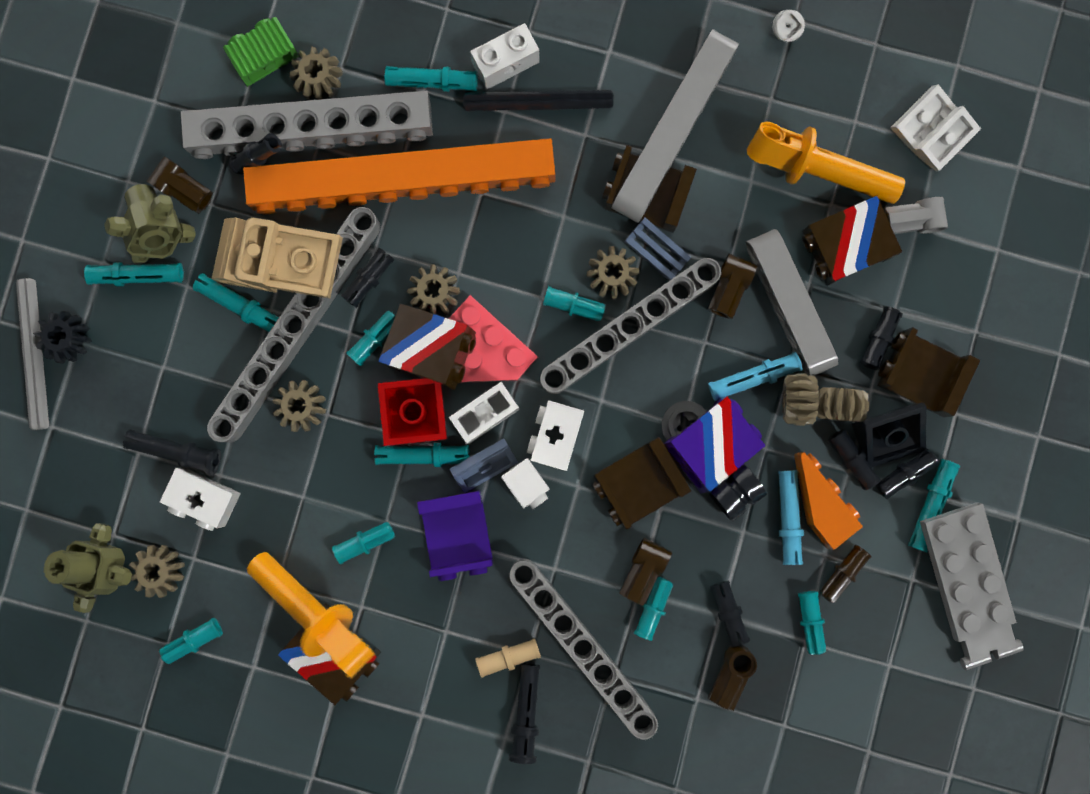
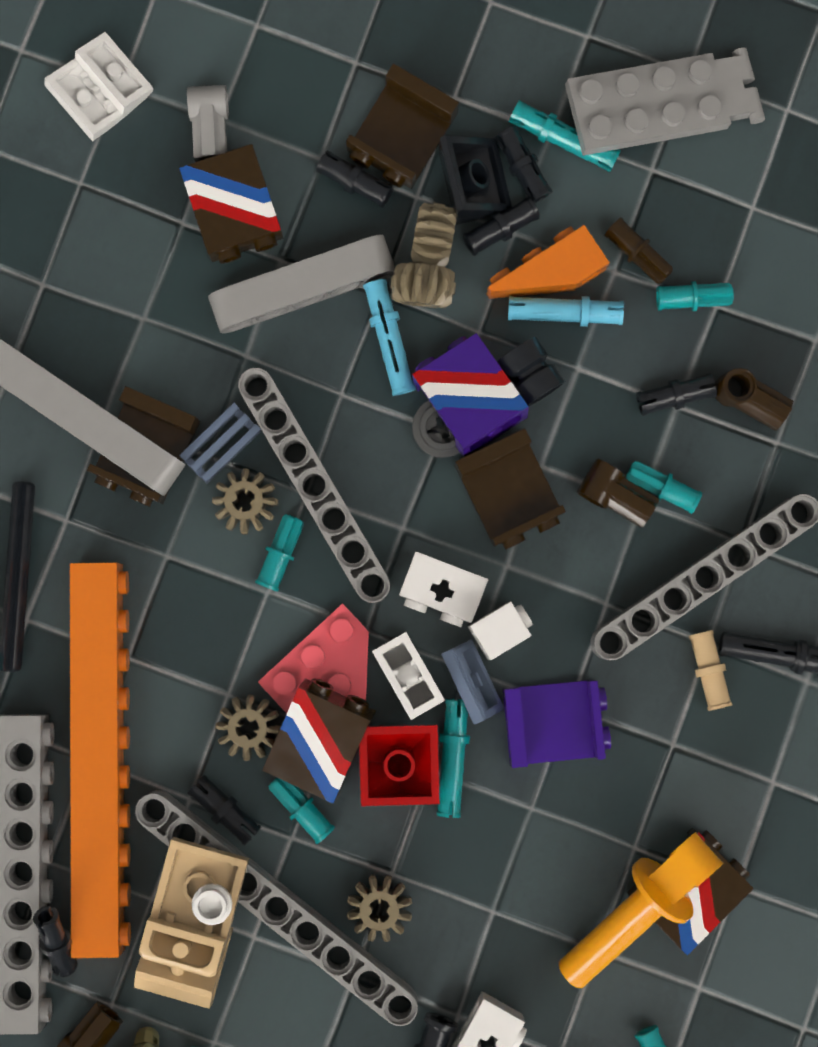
camera: 85 degrees left, 0 degrees up
(248, 310) = (252, 965): teal pin -> none
(291, 271) = (212, 904): none -> white plate
(363, 542) = (556, 839): teal axle -> none
(734, 280) = (266, 351): dark brown piece -> none
(799, 154) = (119, 256): light orange piece -> none

